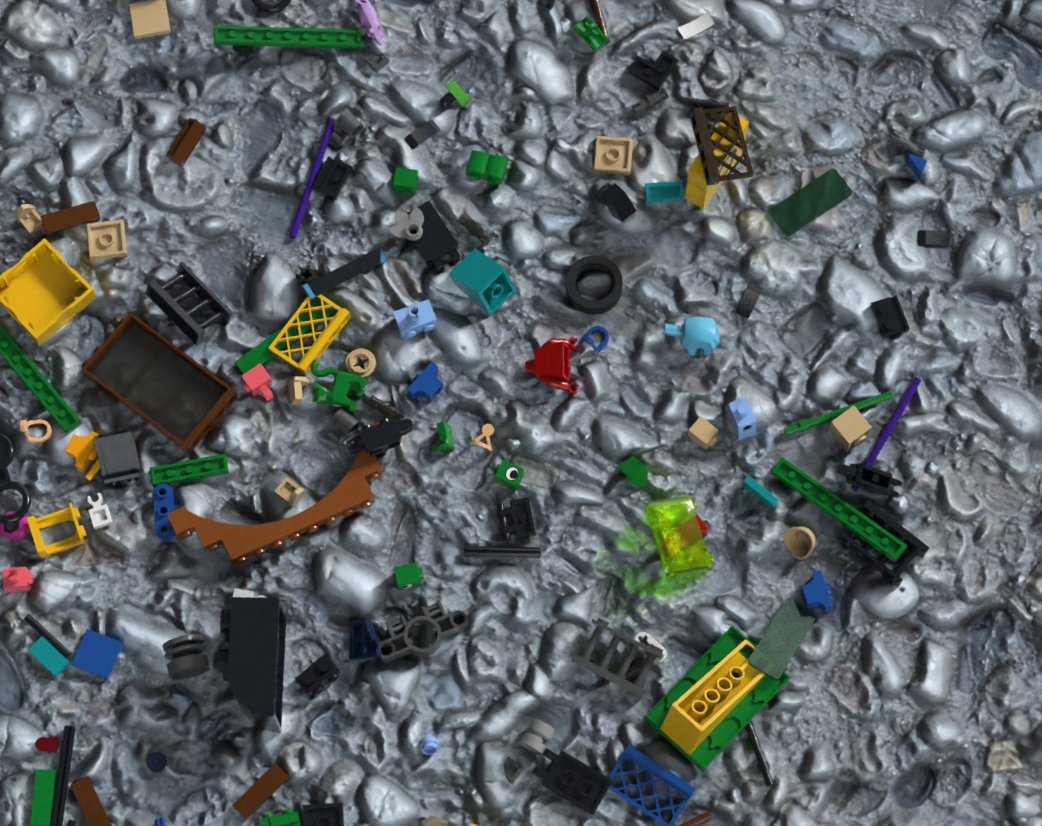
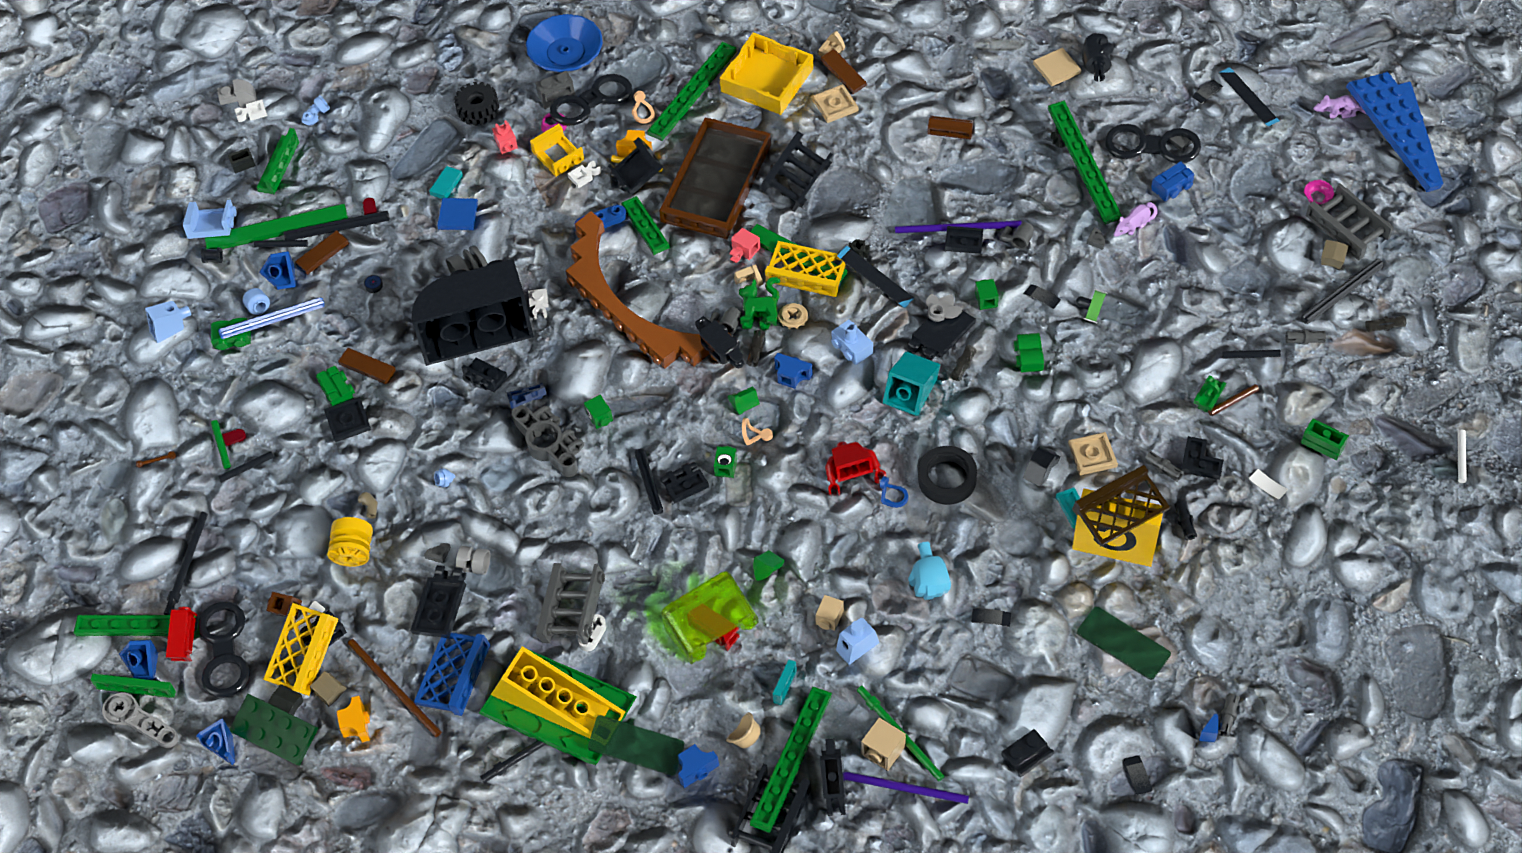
camera: 75 degrees right, 15 degrees down
(47, 635) = (463, 176): black bar -> none
(290, 492) = (650, 302): tan tile -> none

